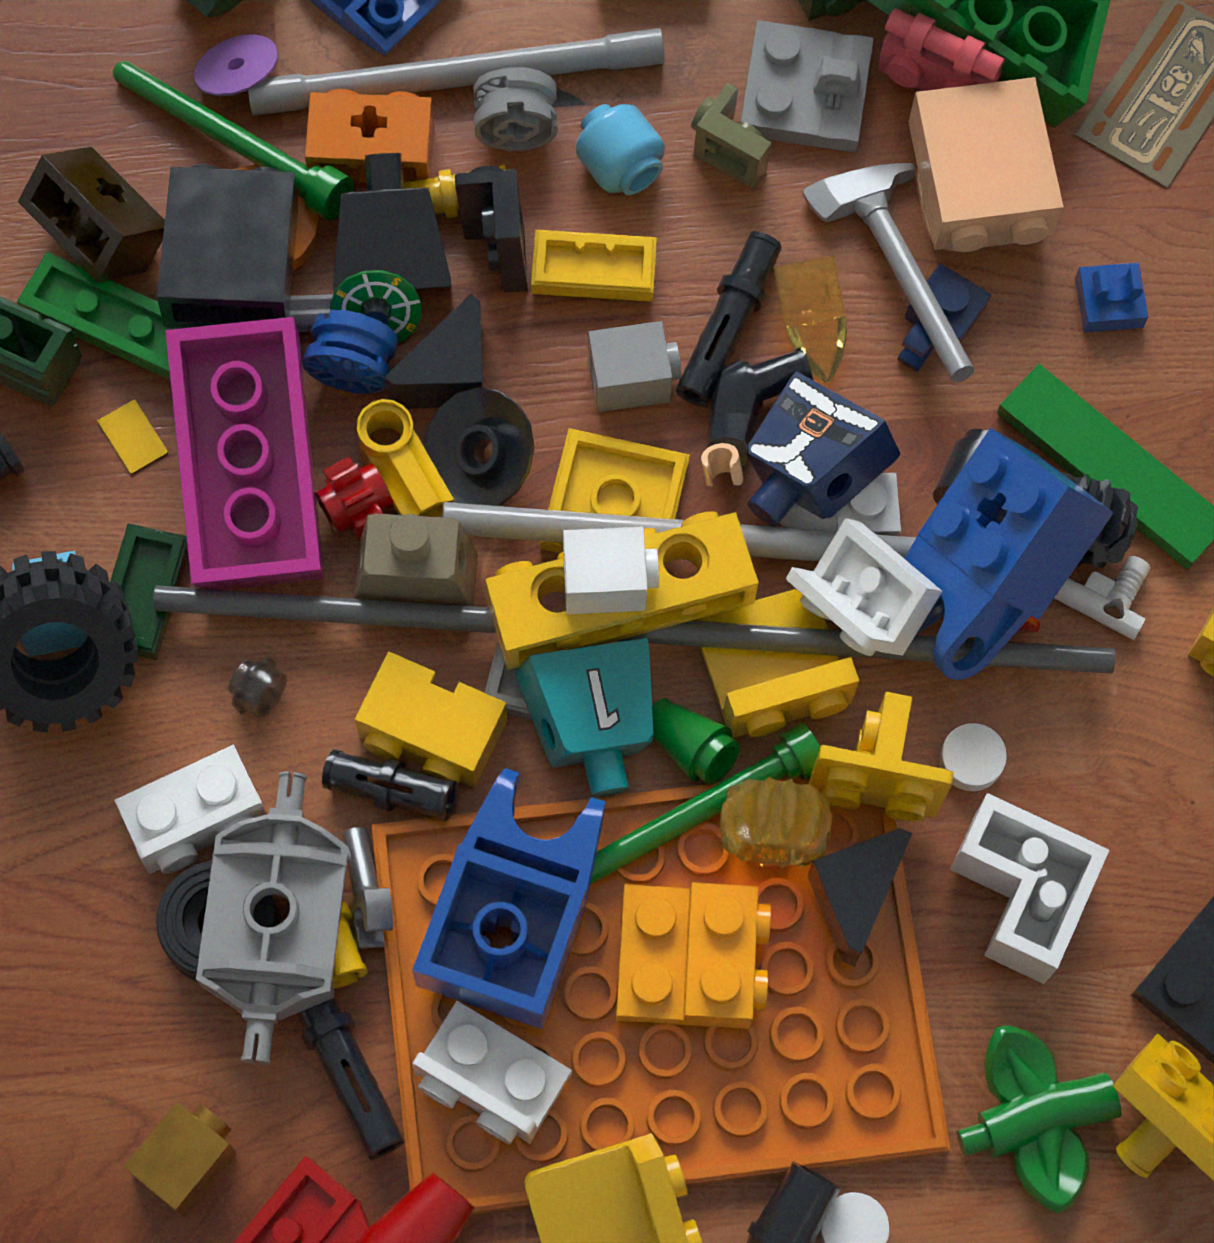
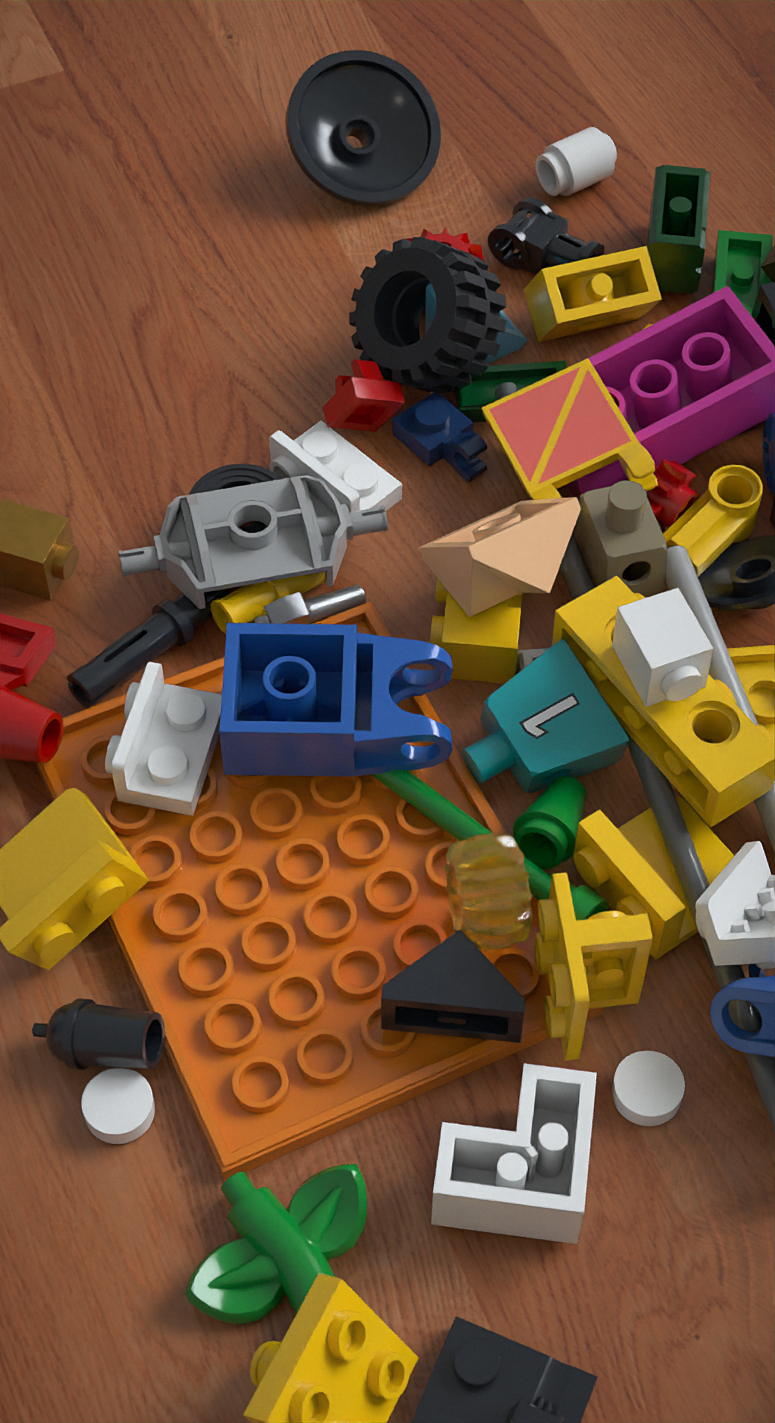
camera: 75 degrees right, 15 degrees down
(66, 463) = (592, 293): none -> yellow brick
(111, 747) = (363, 399): none -> red tile
(170, 686) = (439, 431): none -> dark blue plate
(257, 687) = (460, 486): clear smoke plate -> none
(266, 563) = (565, 432): none -> coral flag
(351, 774) = (410, 596): black pin -> none
(402, 670) = (504, 553): none -> light nougat slope
(692, 955) = (337, 874): light orange plate -> none

